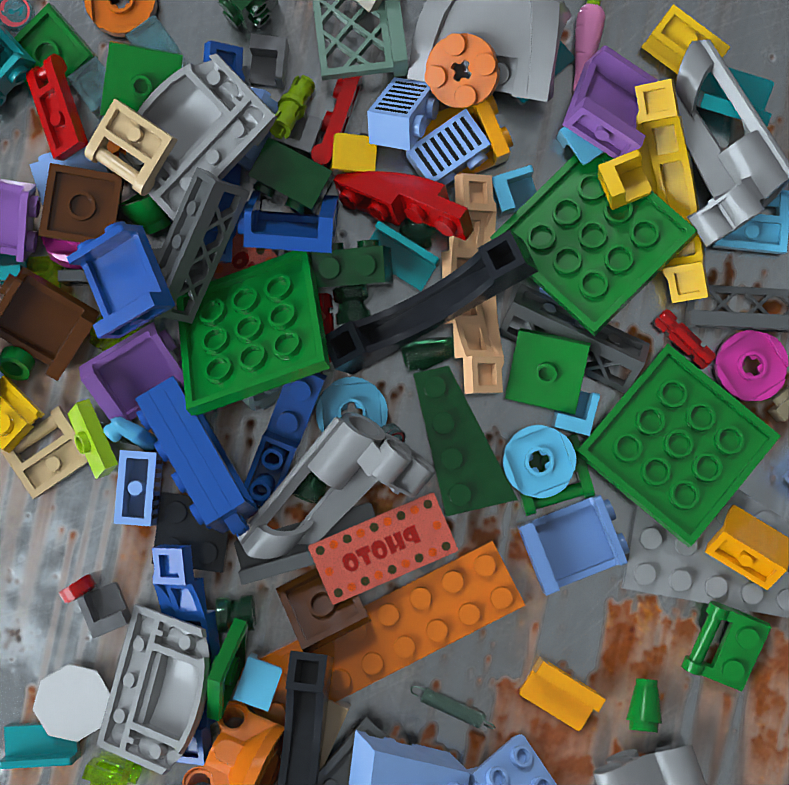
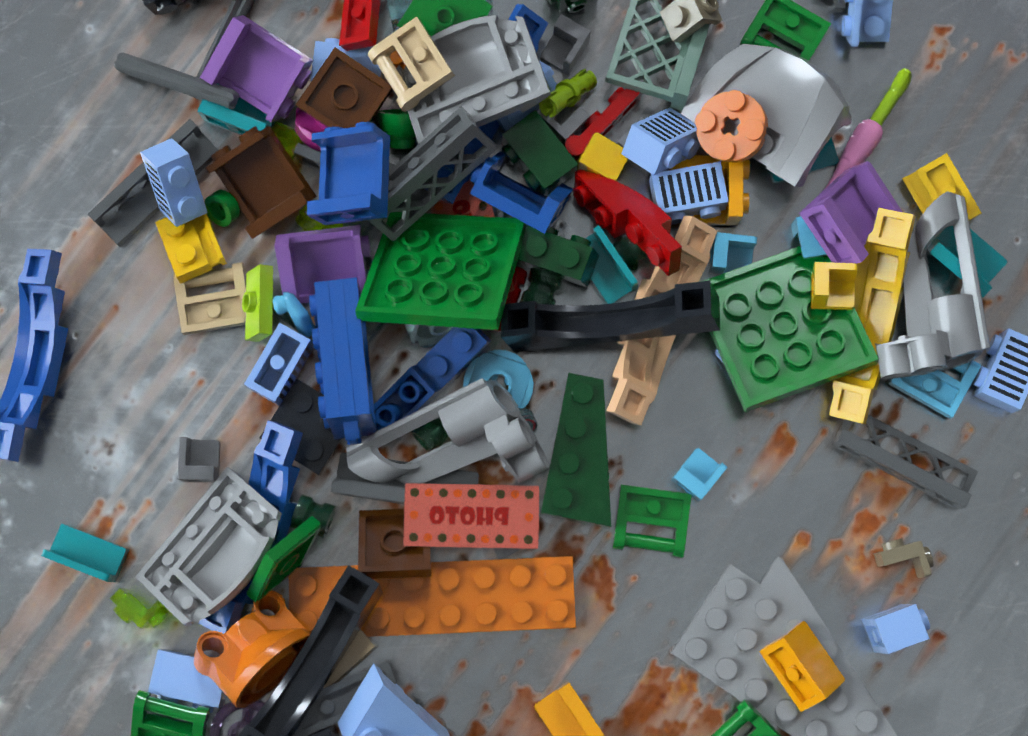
camera: 20 degrees right, 5 degrees down
(71, 702) = (131, 528): white piece -> none
(77, 589) = (188, 429): red tile -> none
(258, 683) = (305, 584): medium azure panel -> none
(427, 352) = (589, 362): clear green cone -> none
(453, 708) = (468, 691): sand green piece -> none
(547, 370) = (690, 426): green plate -> none
(547, 442) = (661, 487): medium azure plate -> none
(573, 543) = (644, 591): medium blue panel -> none
(609, 345) = (715, 381): dark grey fence -> none
(678, 445) = (777, 544): green plate -> none
(684, 339) = (826, 454): red axle -> none
(771, 370) = (888, 489): dark pink plate -> none

